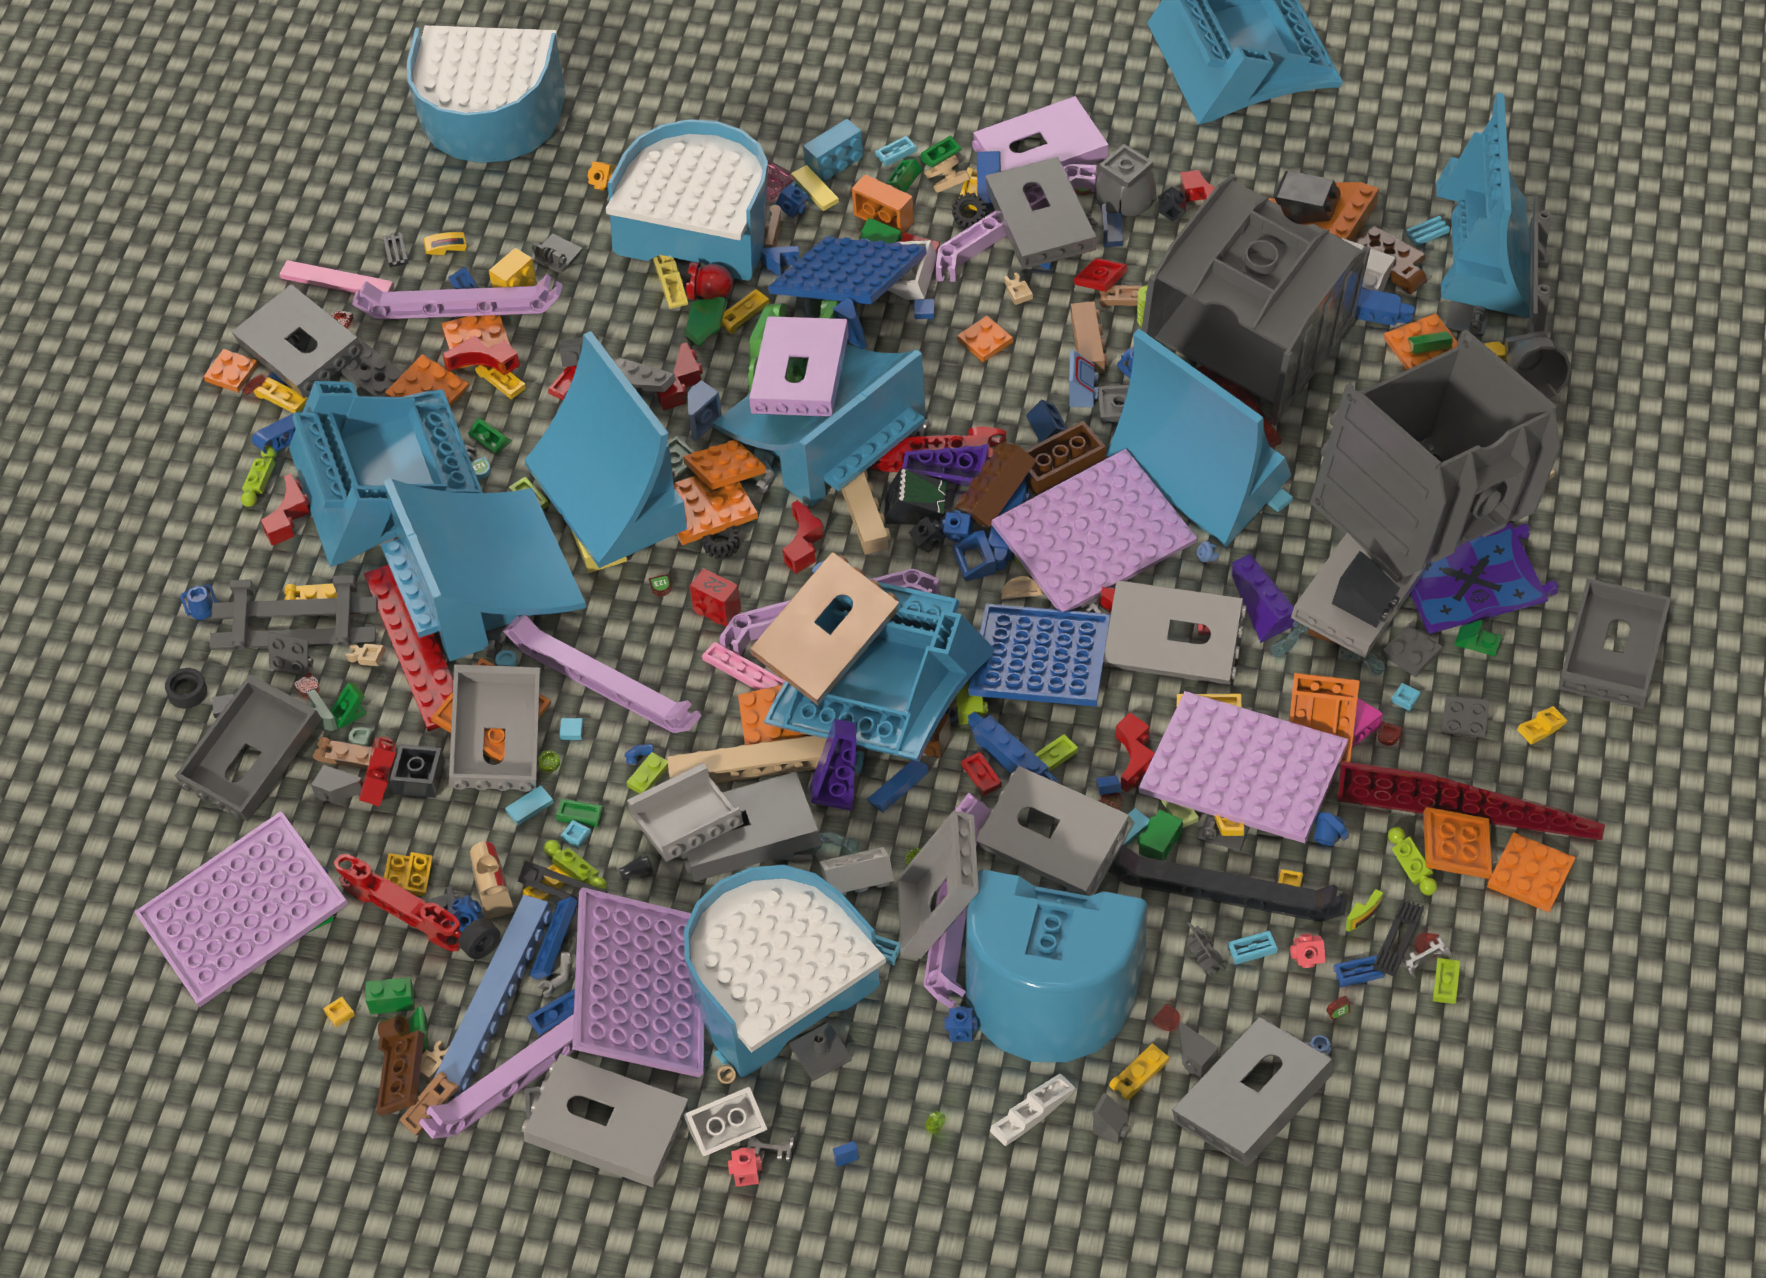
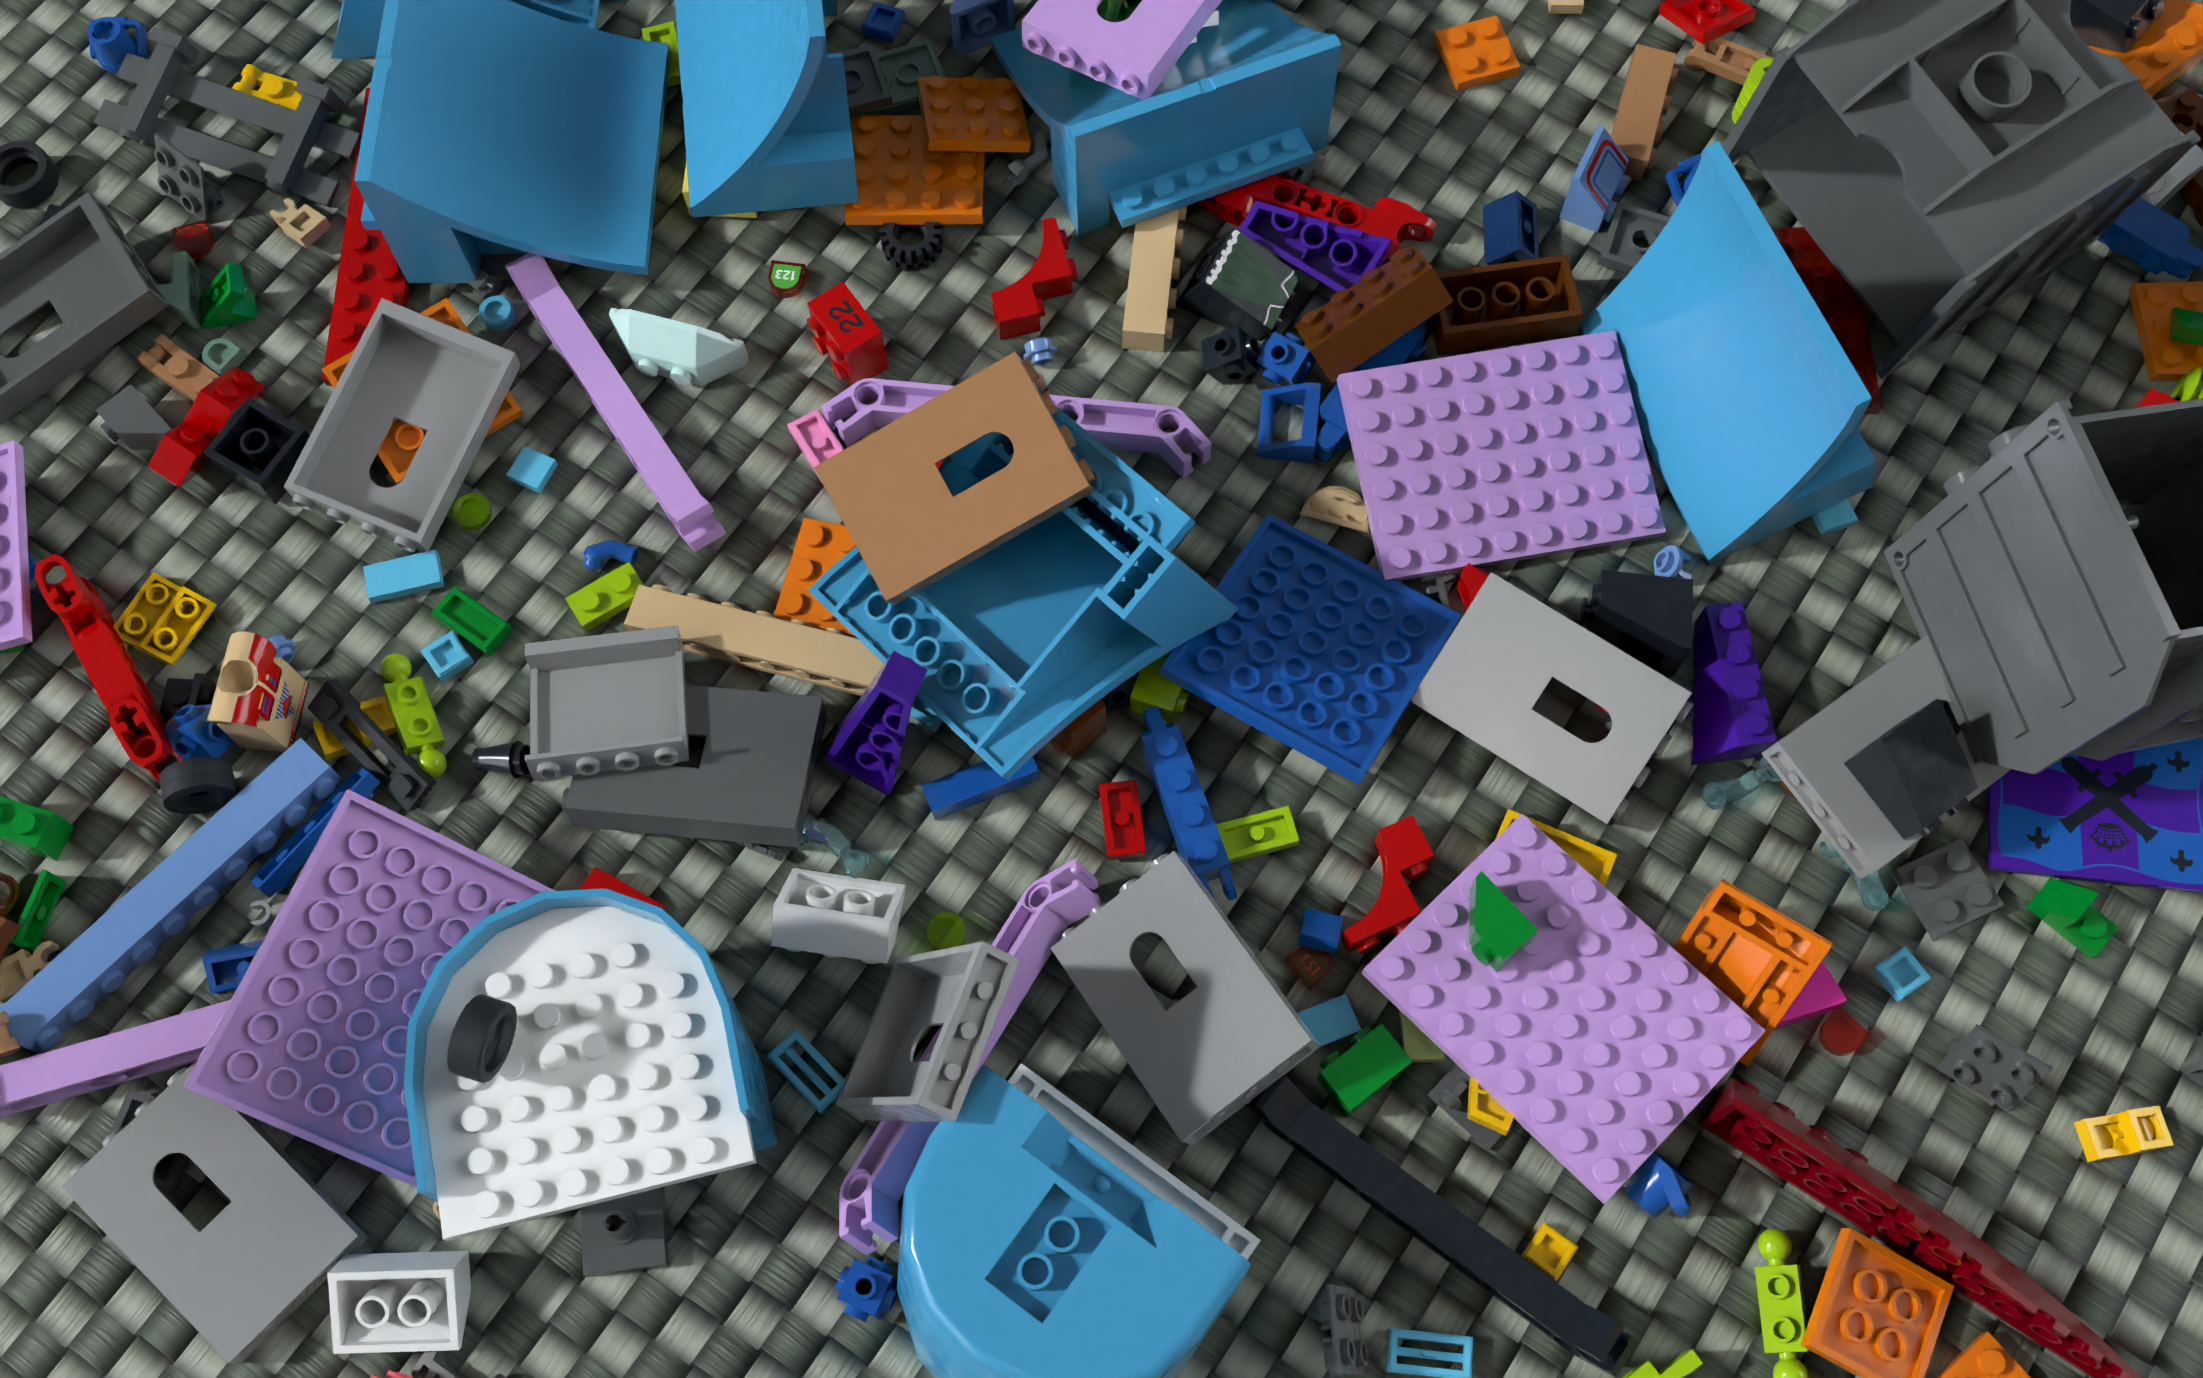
camera: 20 degrees right, 15 degrees up
(618, 638) = (677, 348): none -> light aqua wedge
(728, 948) = (481, 1038): none -> black tyre
(1195, 739) = (1496, 925): none -> green slope
(1203, 574) = (1642, 616): none -> black slope

